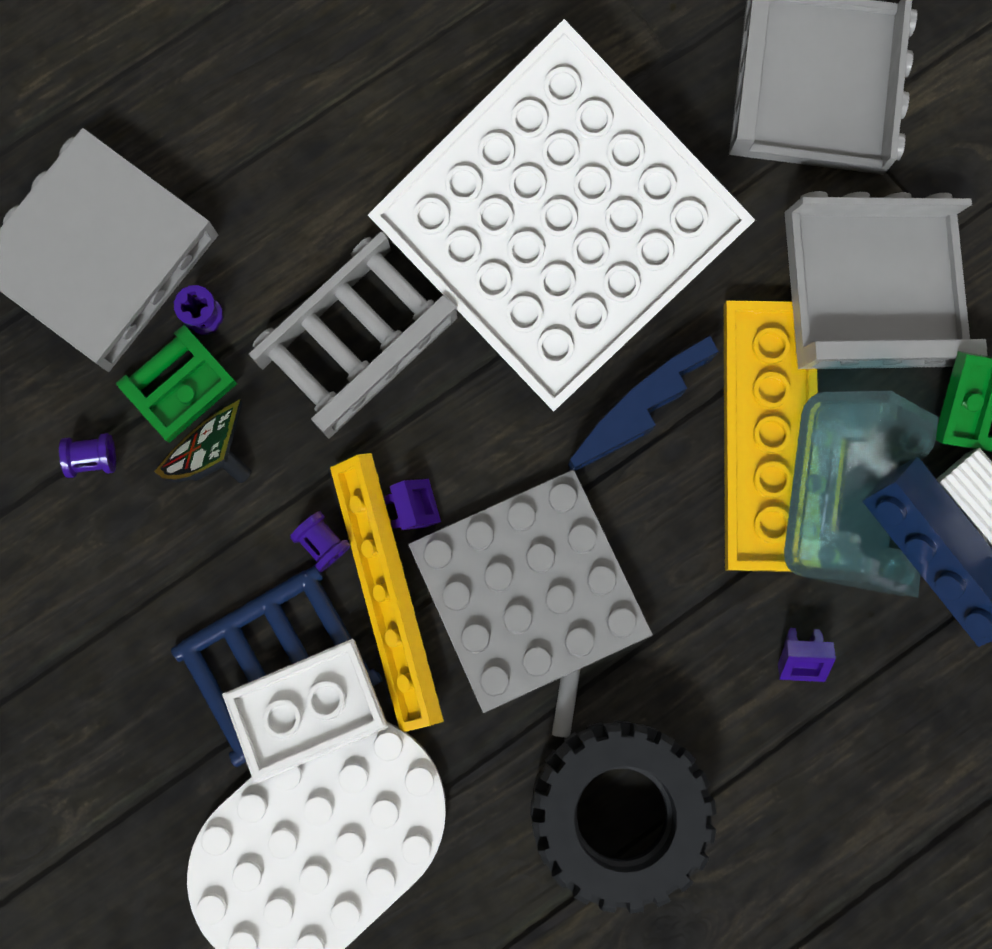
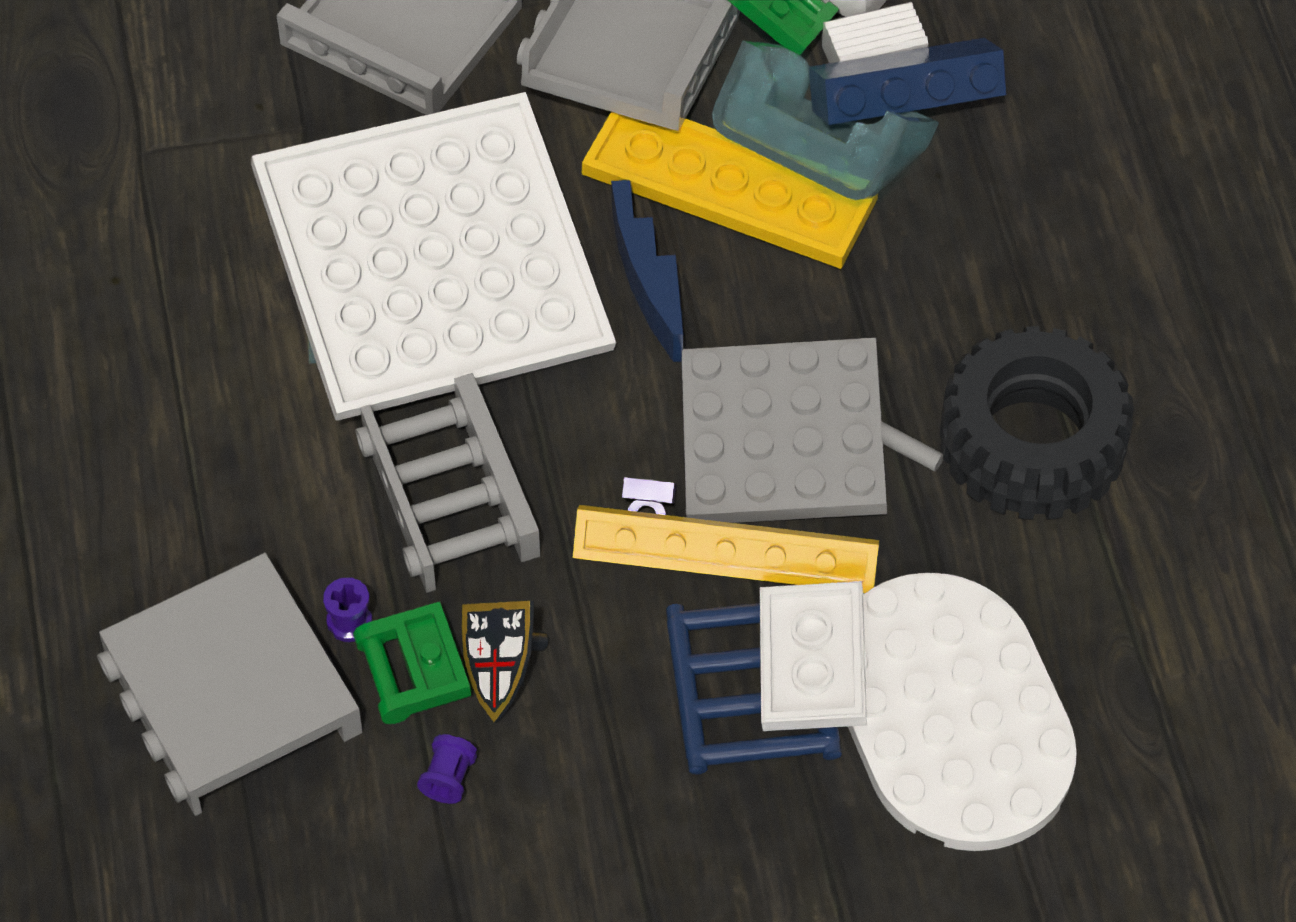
camera: 65 degrees left, 25 degrees down
(320, 541) = (629, 585): dark purple bush -> none
(806, 659) = (955, 231): dark purple tile -> none

